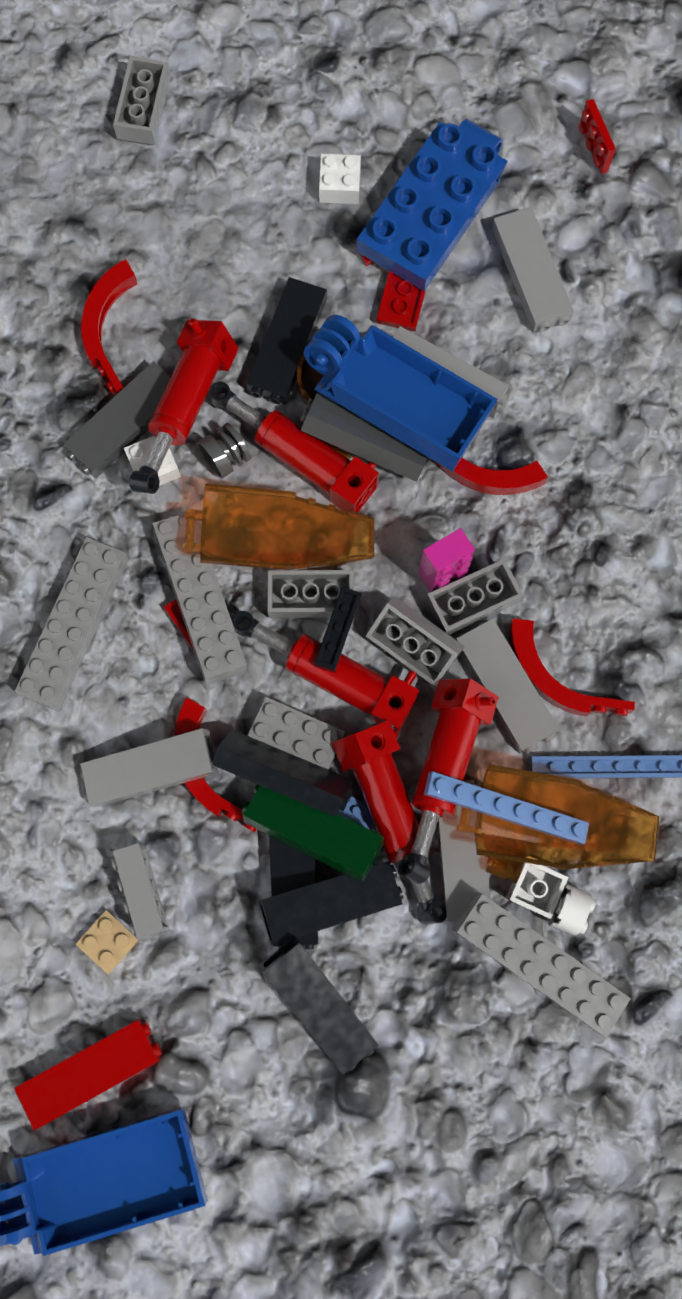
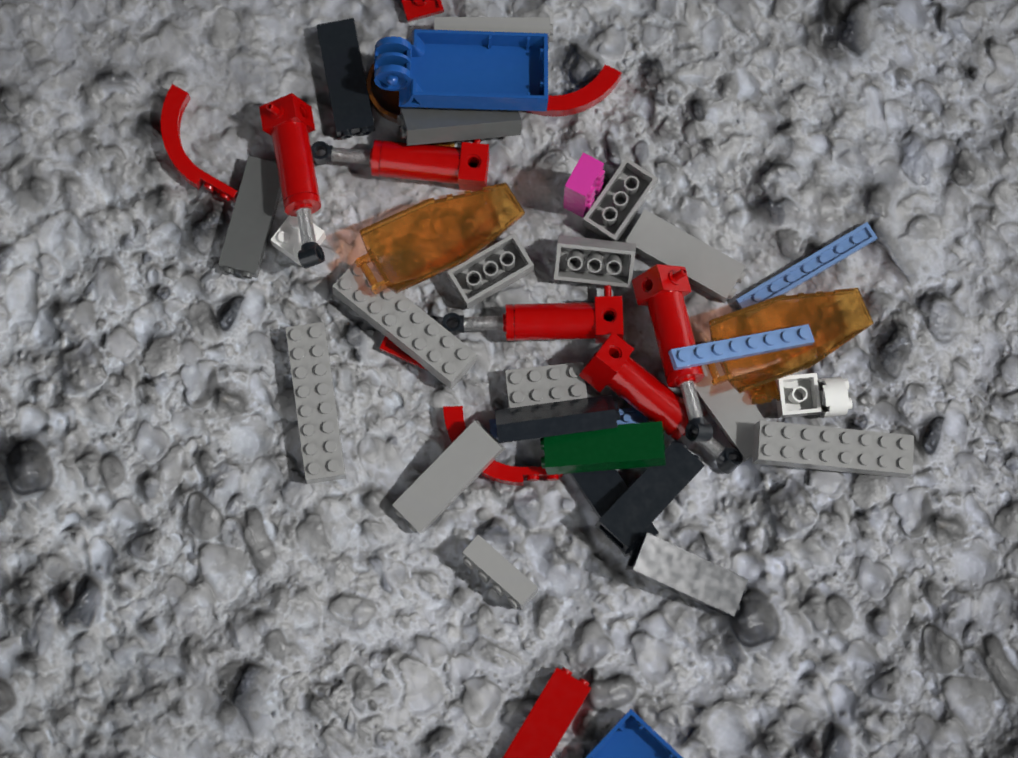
camera: 30 degrees left, 0 degrees up
(107, 942) = (495, 628): tan plate -> none
(227, 448) = (352, 196): dark grey wheel -> none
(337, 629) = (531, 285): black tile -> none
(549, 688) = (720, 239): red arch -> none

